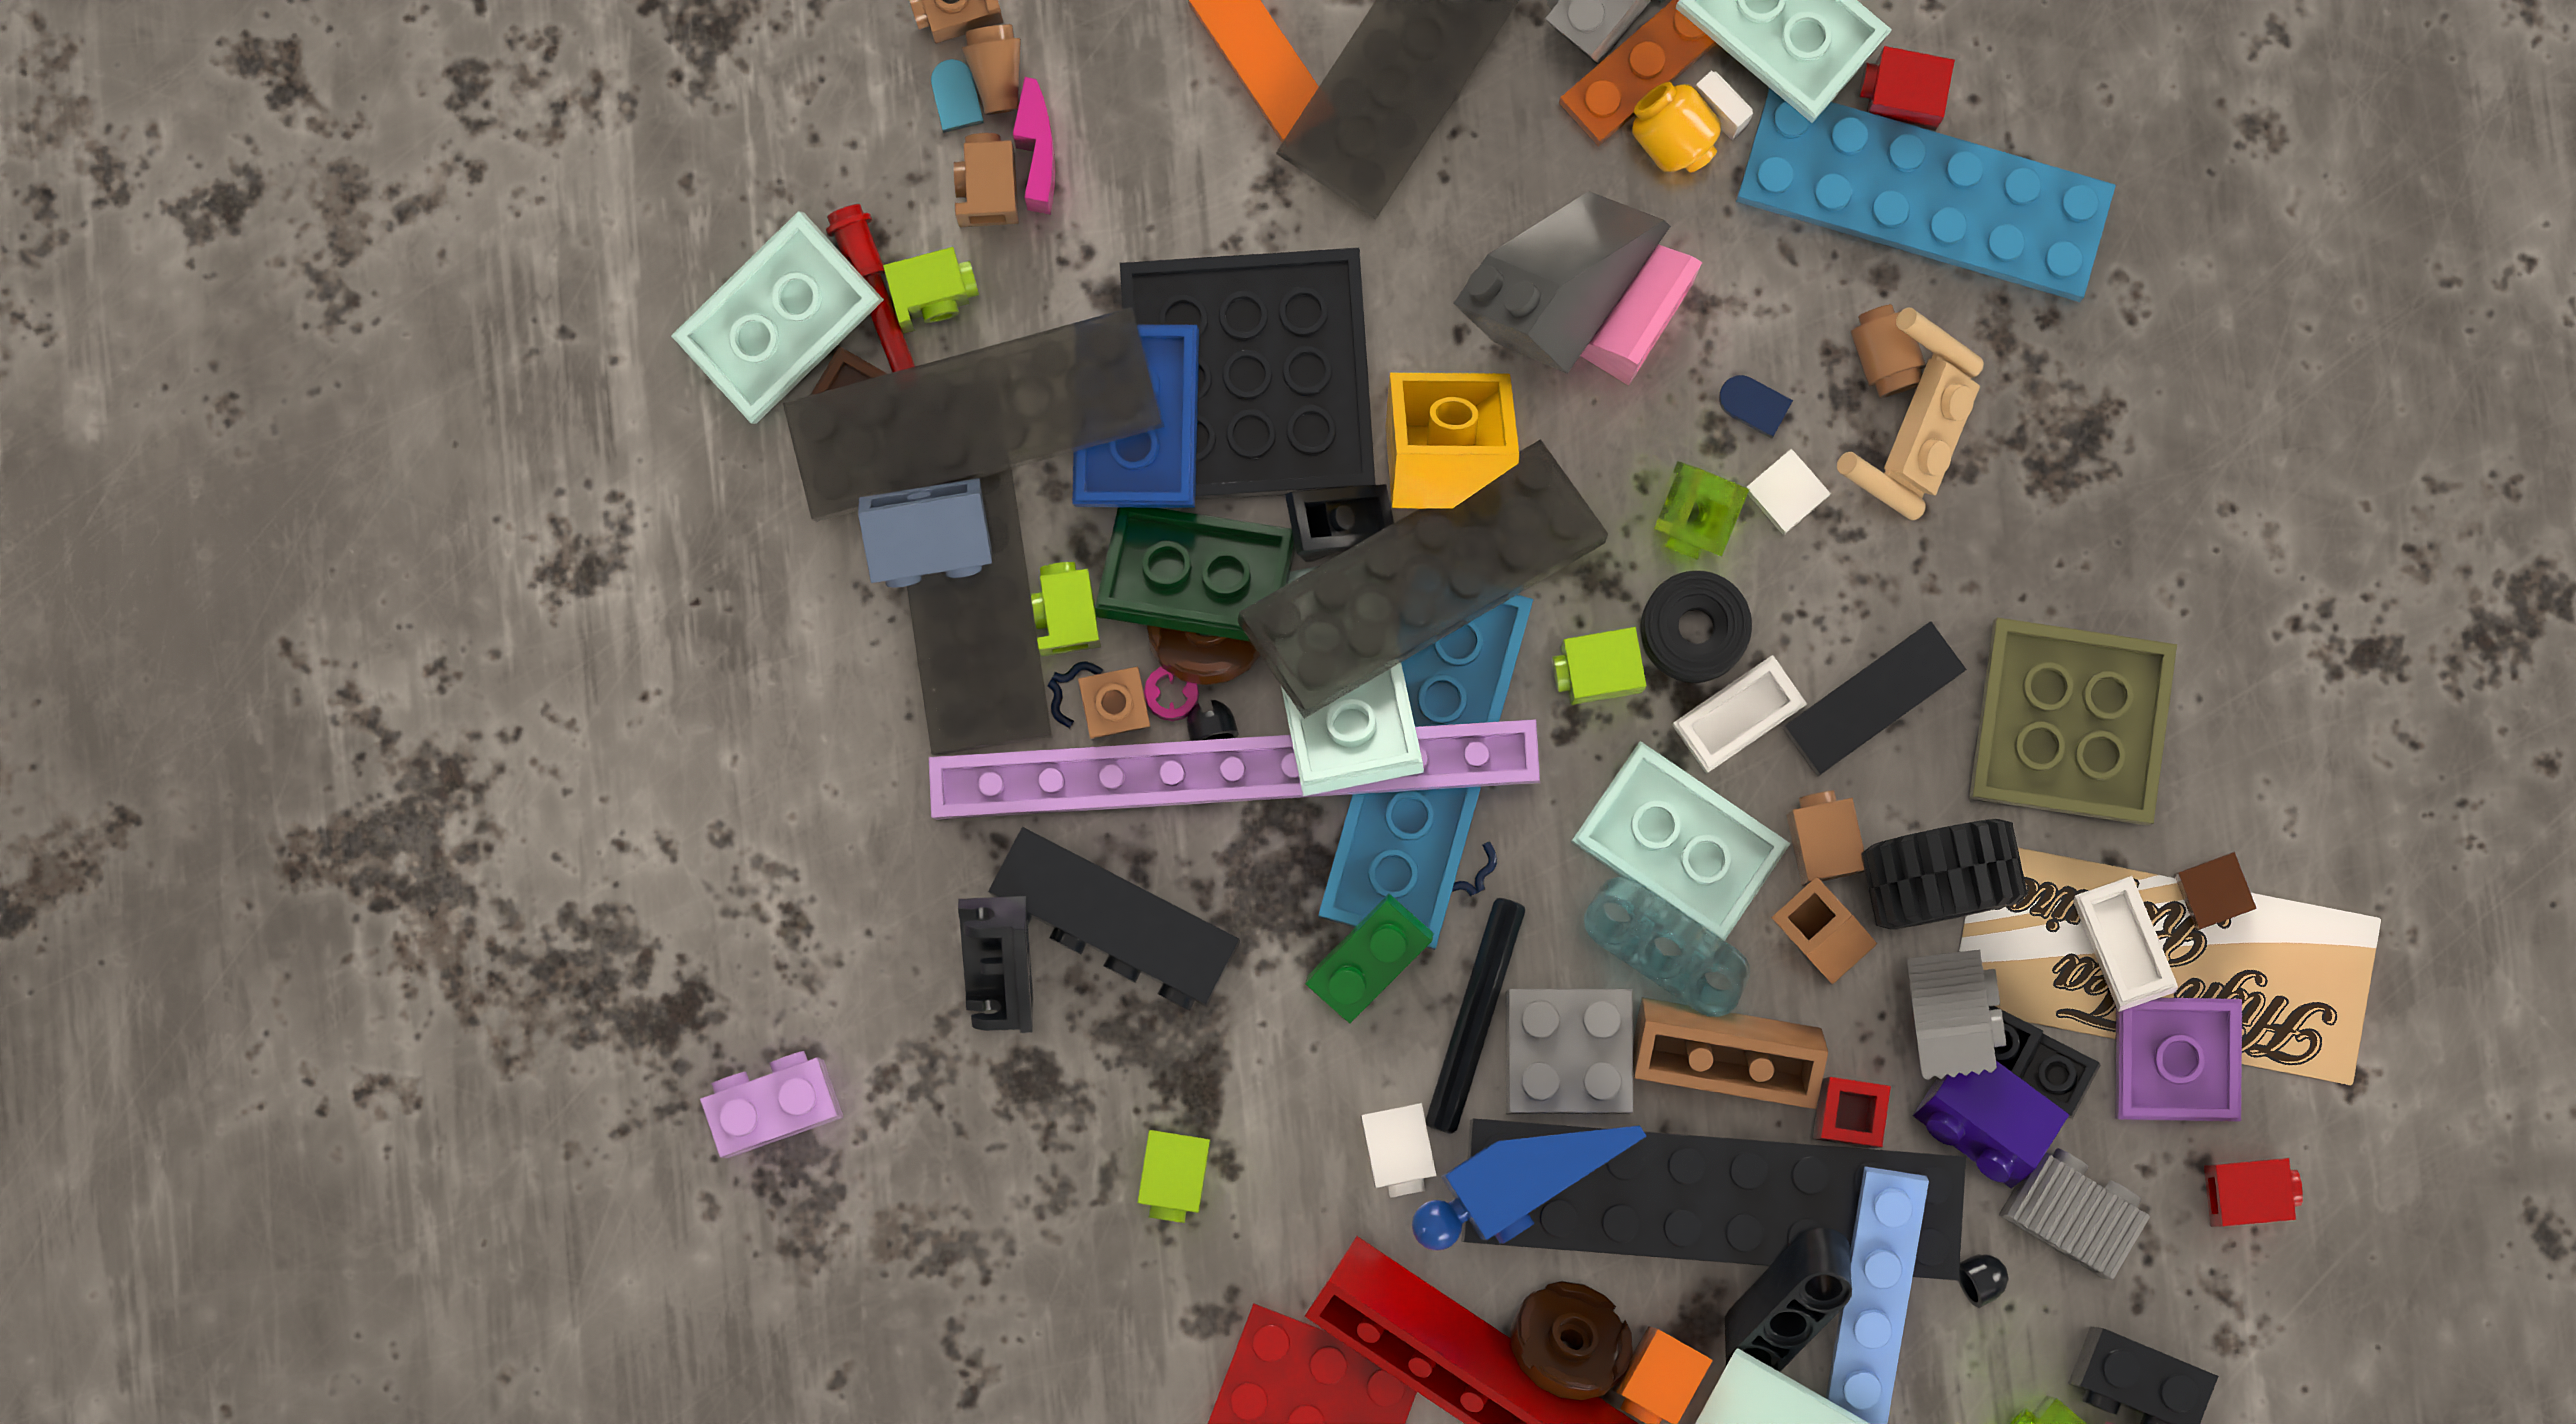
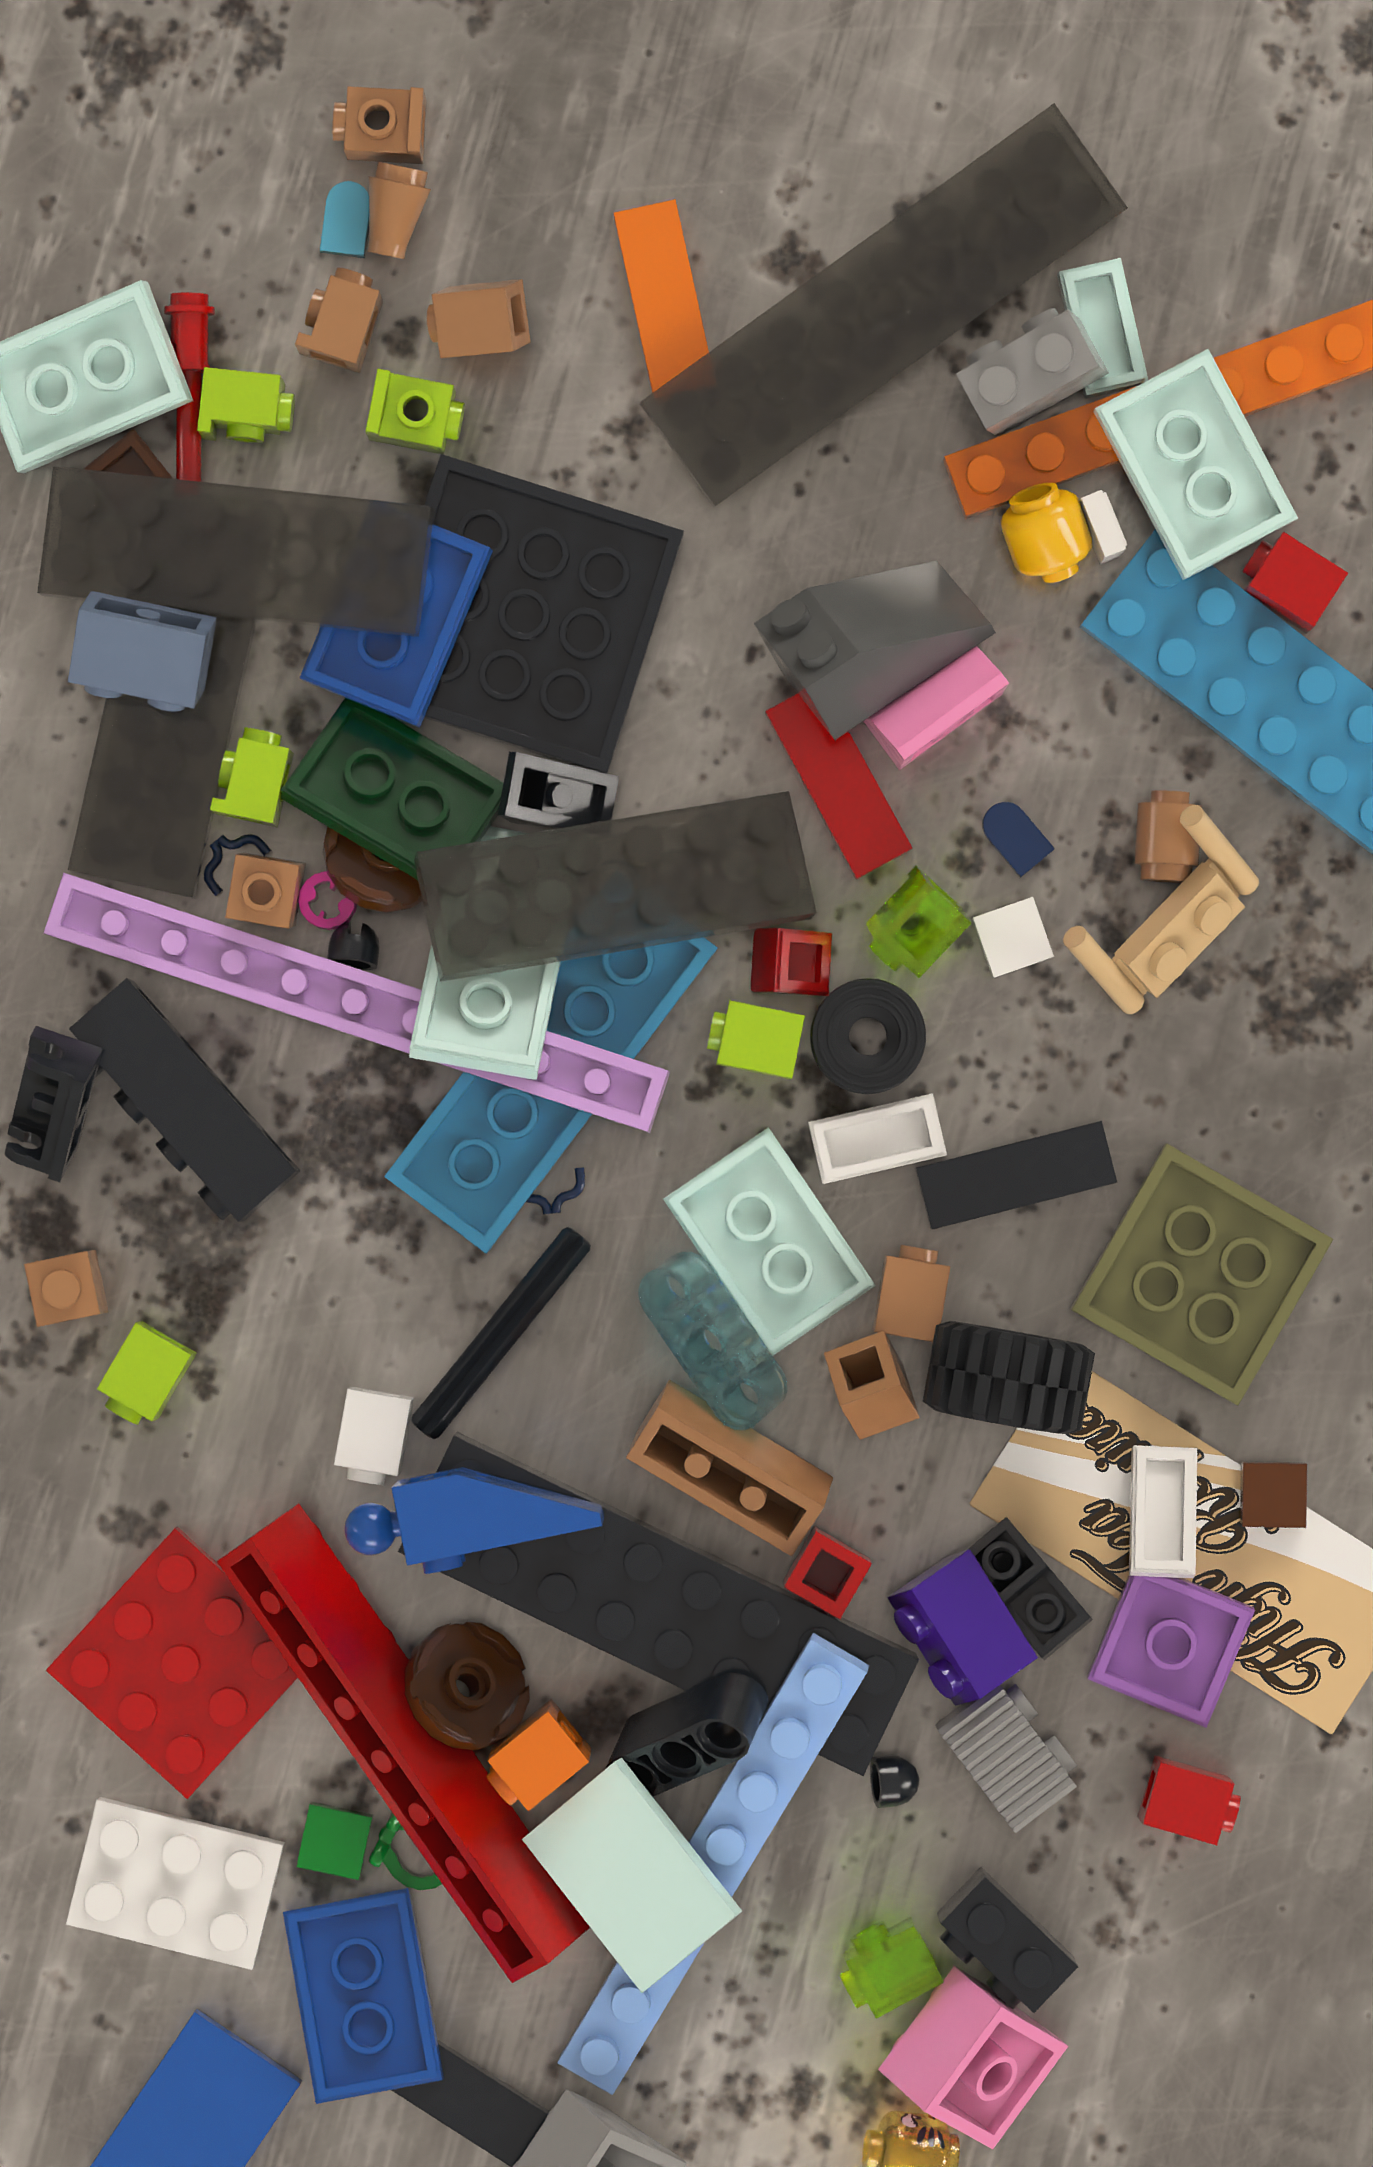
camera: 25 degrees right, 5 degrees up
(1034, 134) = (409, 288): dark pink slope -> none
(1069, 256) = (389, 424): none -> lime brick
(1073, 1125) = (66, 1288): none -> medium nougat brick
(1107, 133) = (479, 318): none -> medium nougat brick
(1369, 958) = (417, 1238): green plate -> none
(1448, 436) = (694, 755): yellow slope -> none
(1569, 1051) = (575, 1405): light grey brick -> none
(1585, 420) = (840, 788): none -> red tile
(1600, 588) = (791, 961): none -> red slope
(1953, 1013) = (962, 1517): light grey brick -> none

